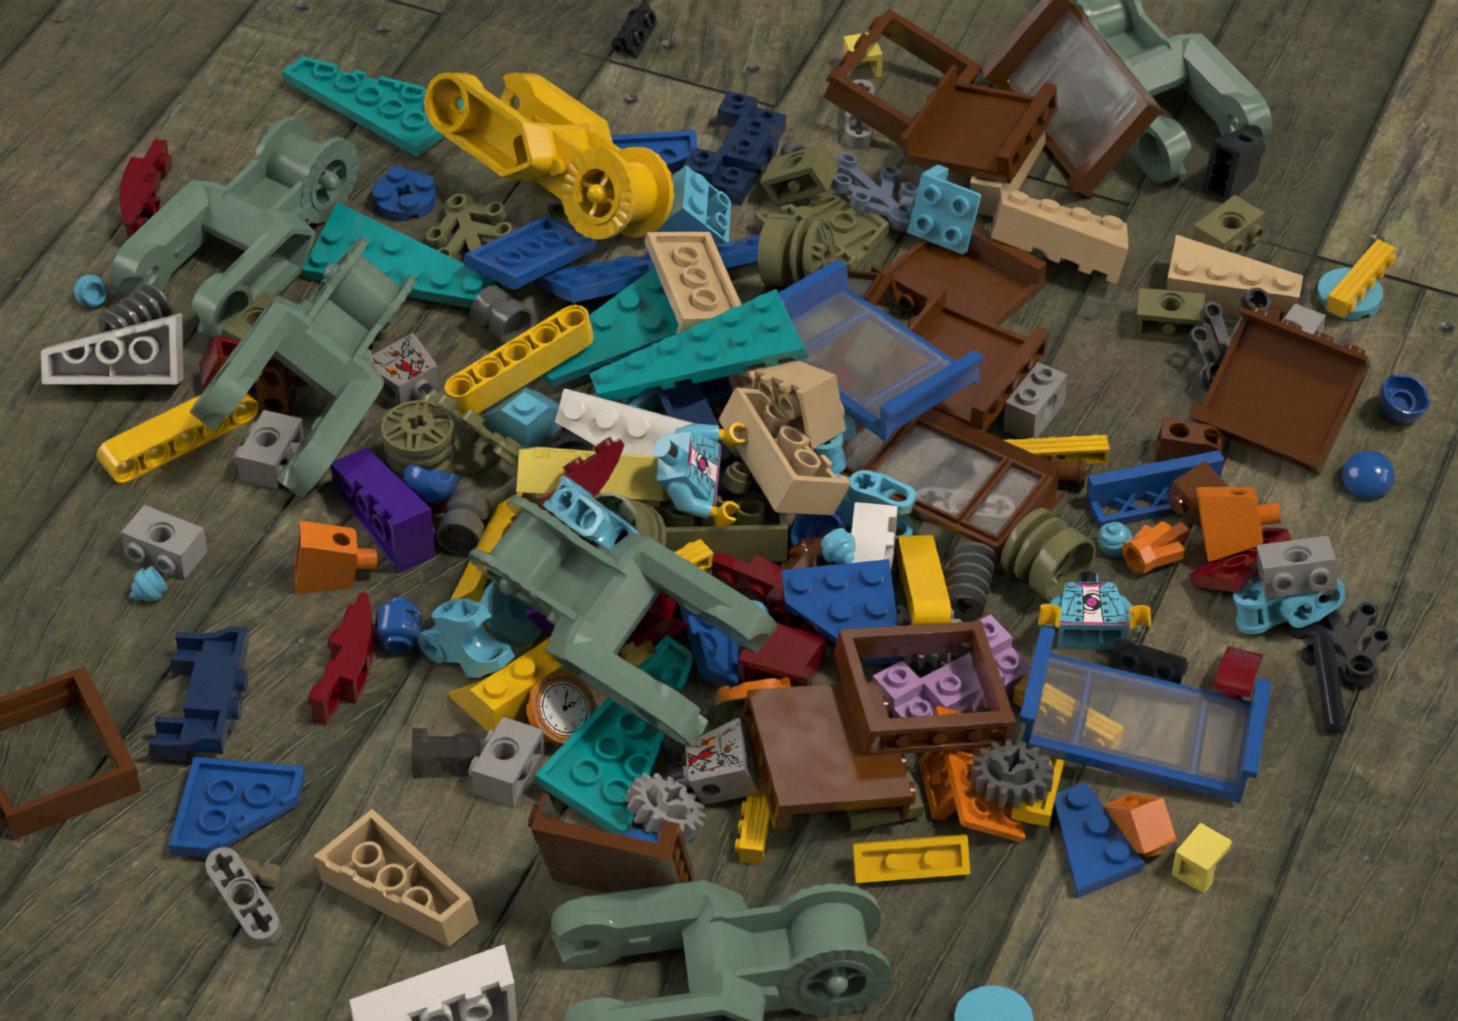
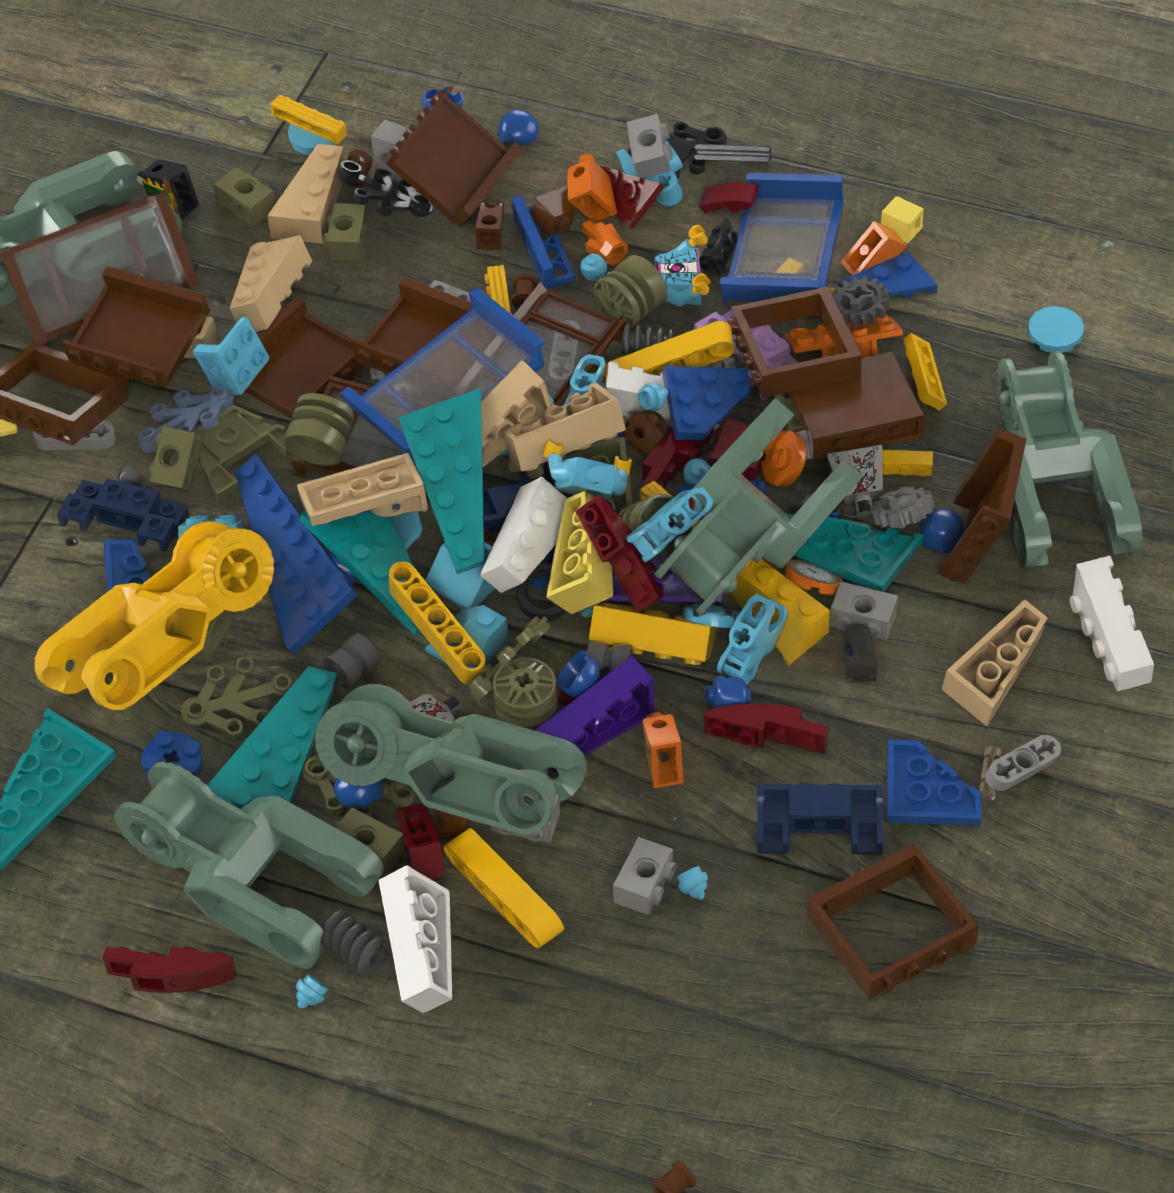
camera: 90 degrees left, 5 degrees up
(529, 252) = (275, 642): blue plate -> none

